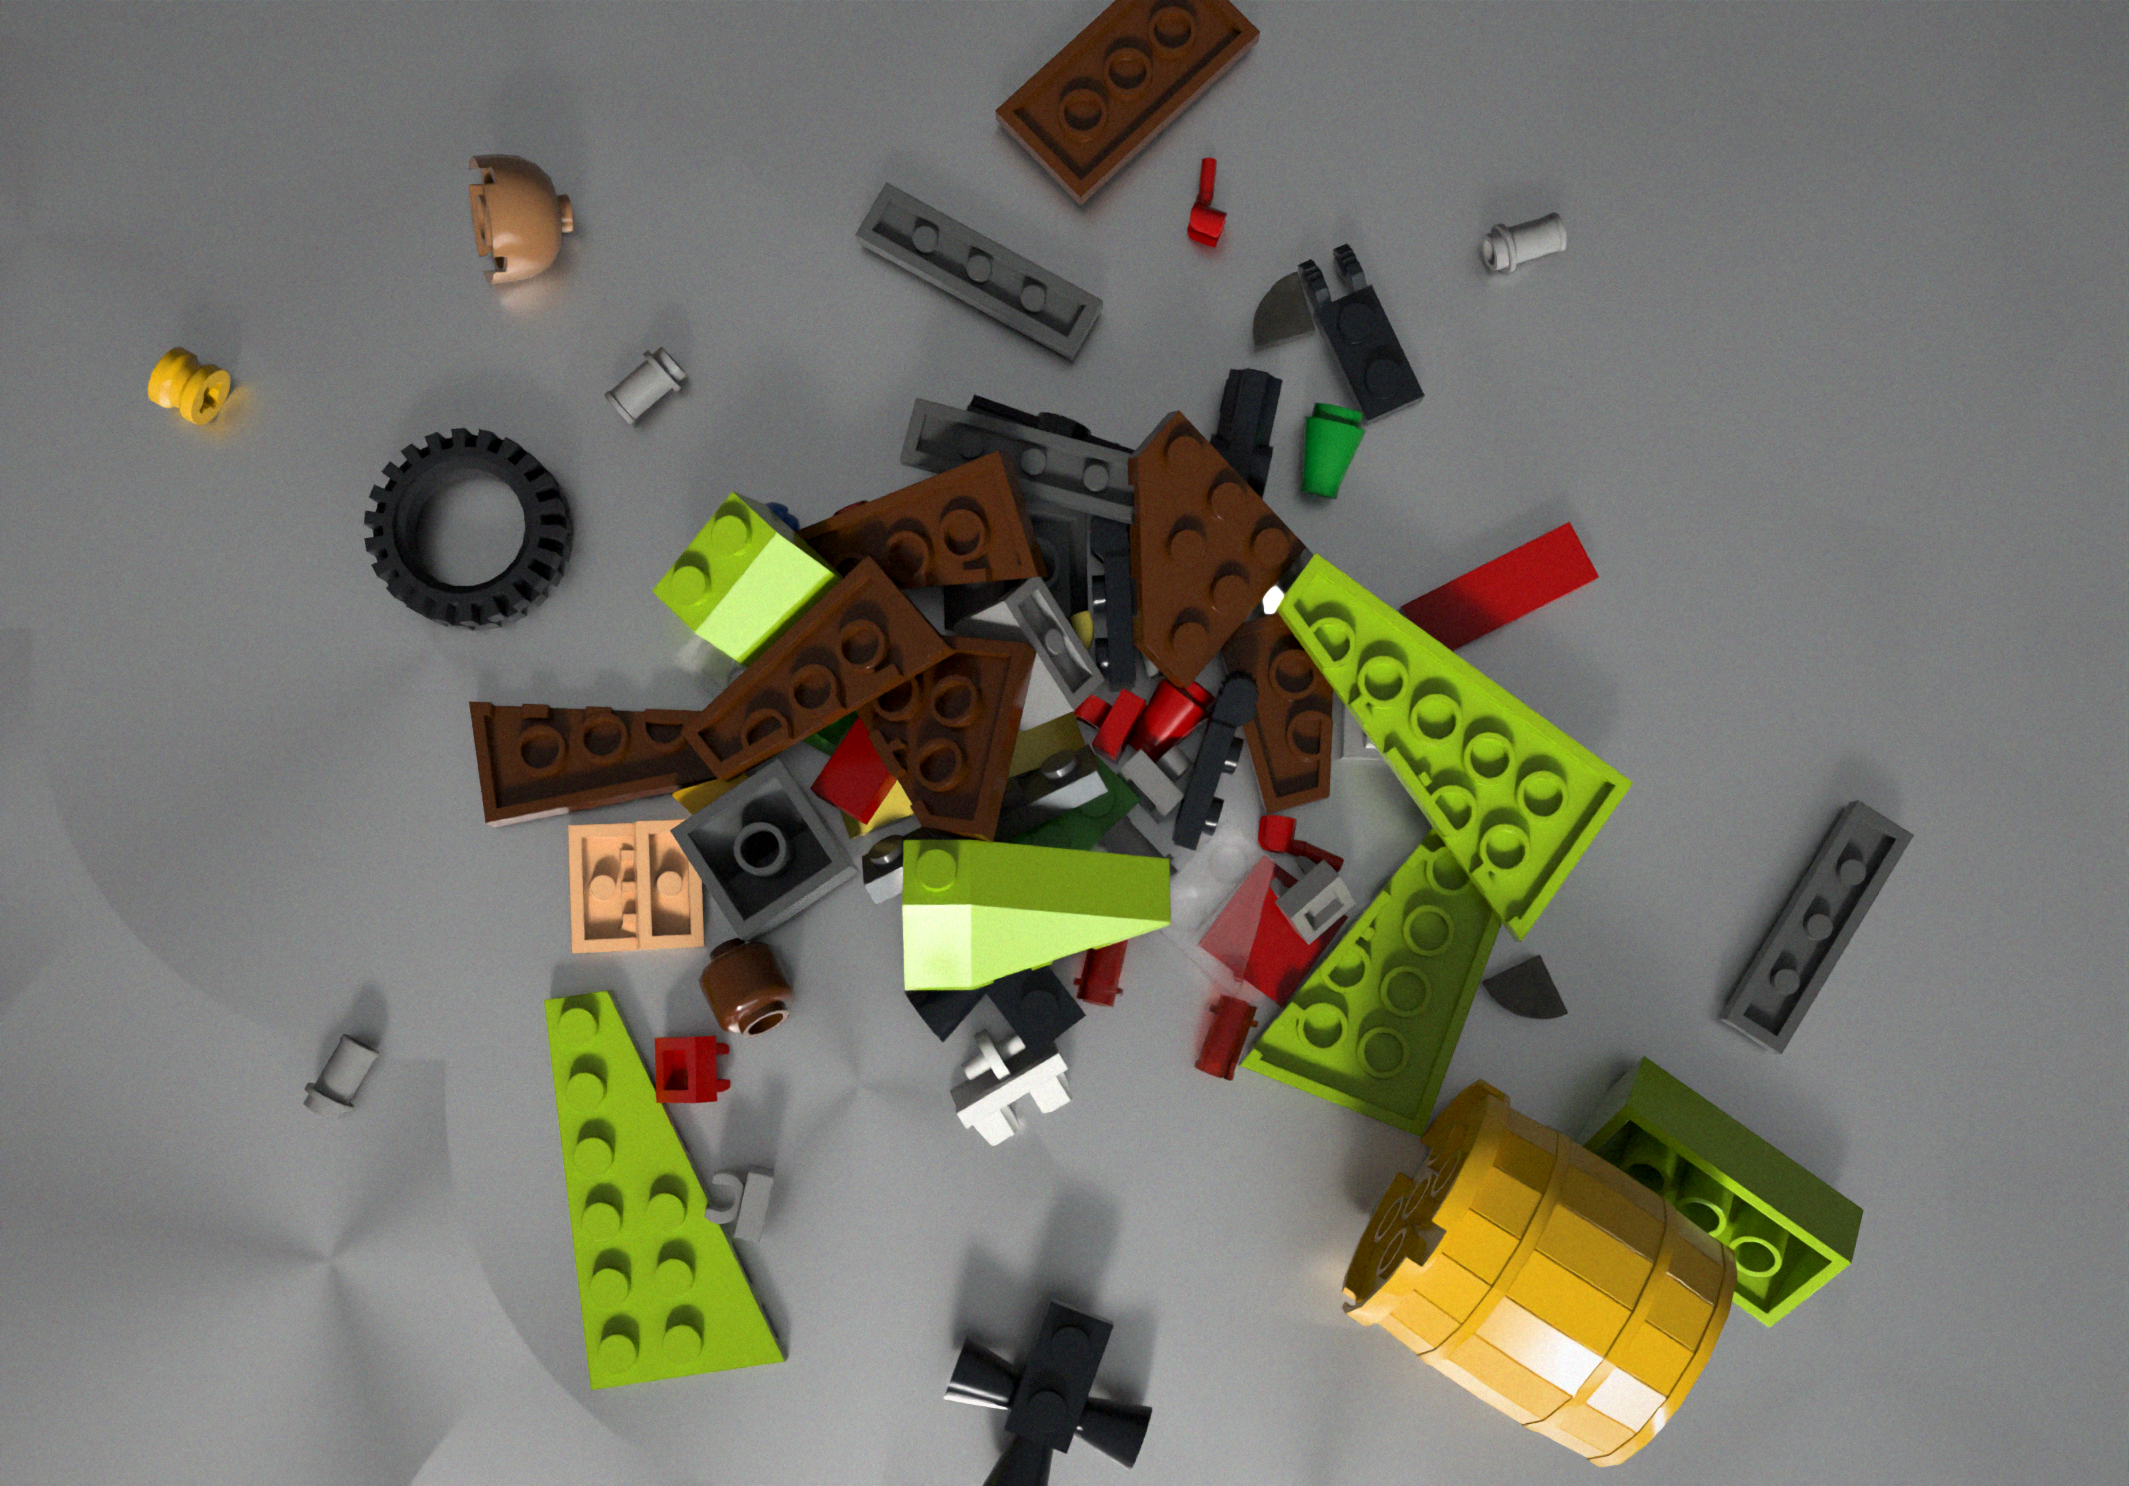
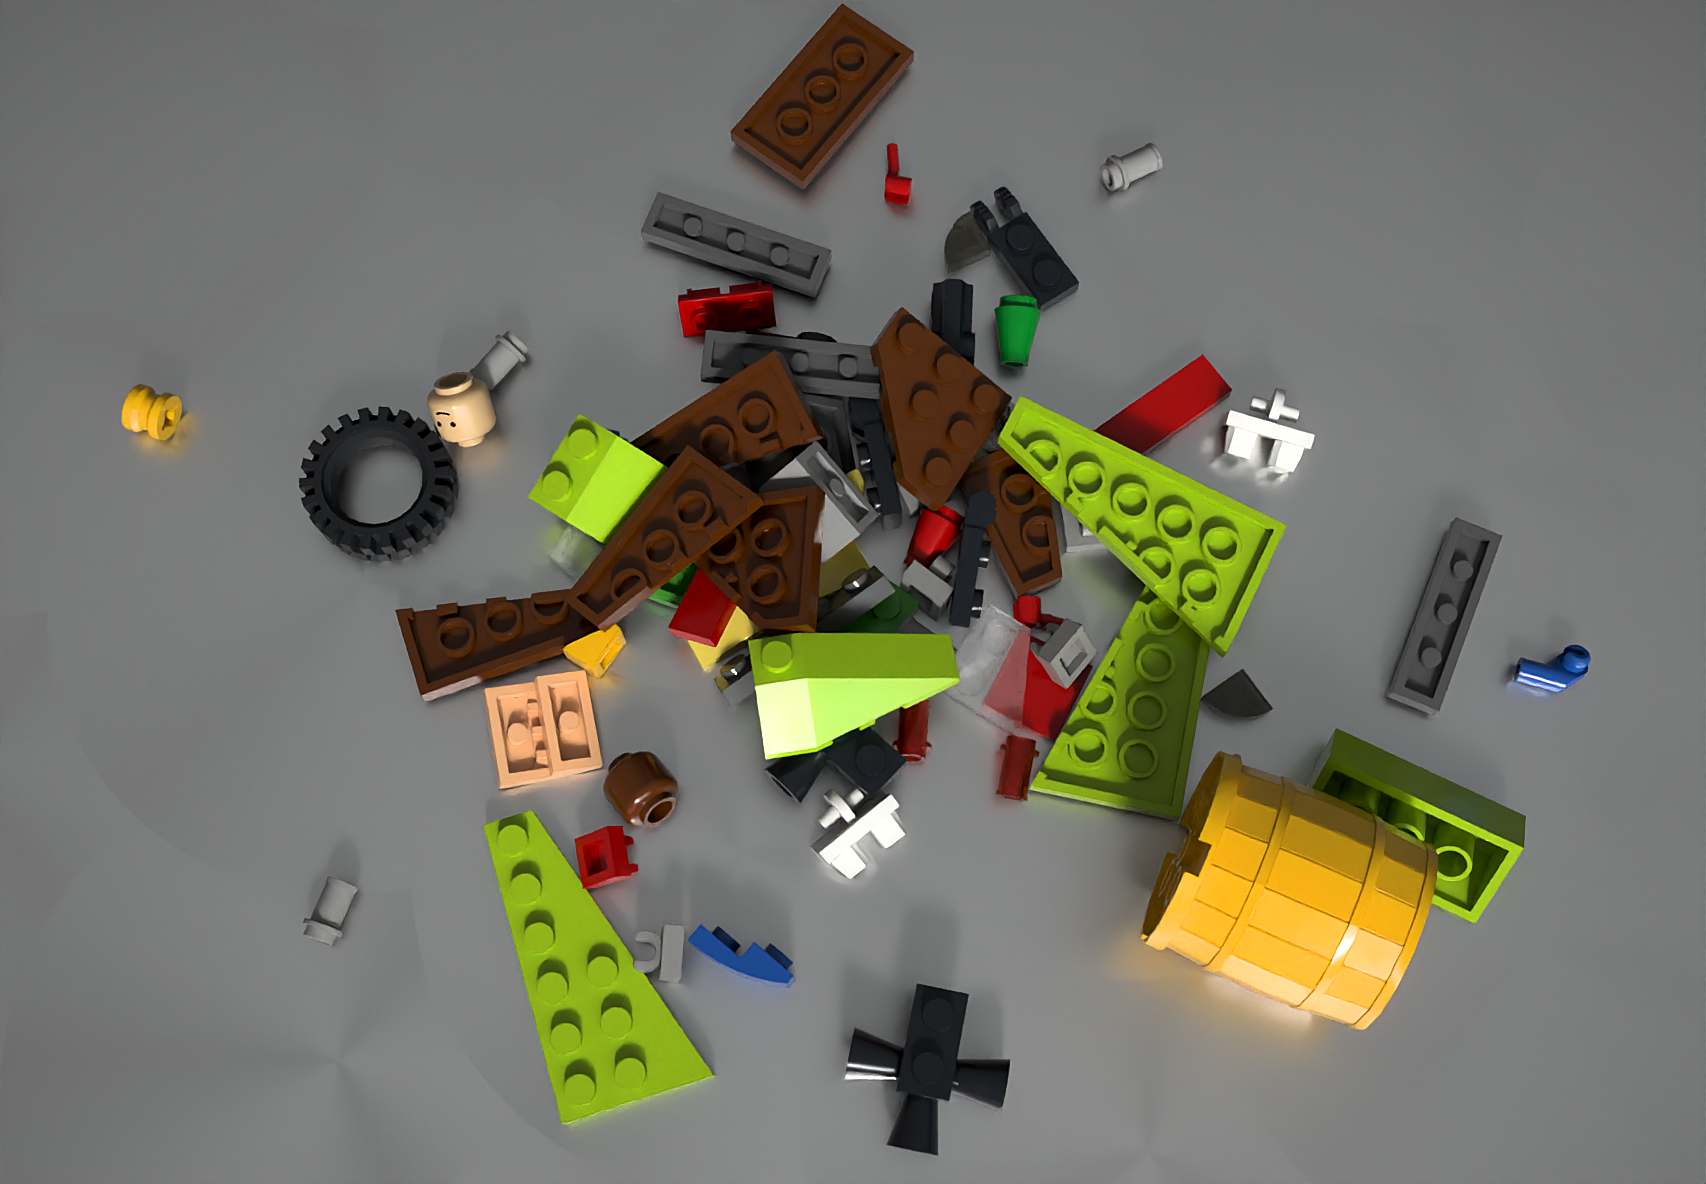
camera: 15 degrees left, 10 degrees down
(517, 217) = (386, 255): medium nougat cylinder -> none
(586, 447) = (461, 409): none -> tan head
(764, 851) = (641, 680): dark grey slope -> none
(861, 1237) = (760, 965): none -> blue slope
(925, 358) = (741, 309): none -> red hinge
(1113, 723) = (888, 547): red tile -> none
(1657, 660) = (1287, 443): none -> white hips
(1946, 1025) = (1556, 674): none -> blue arm

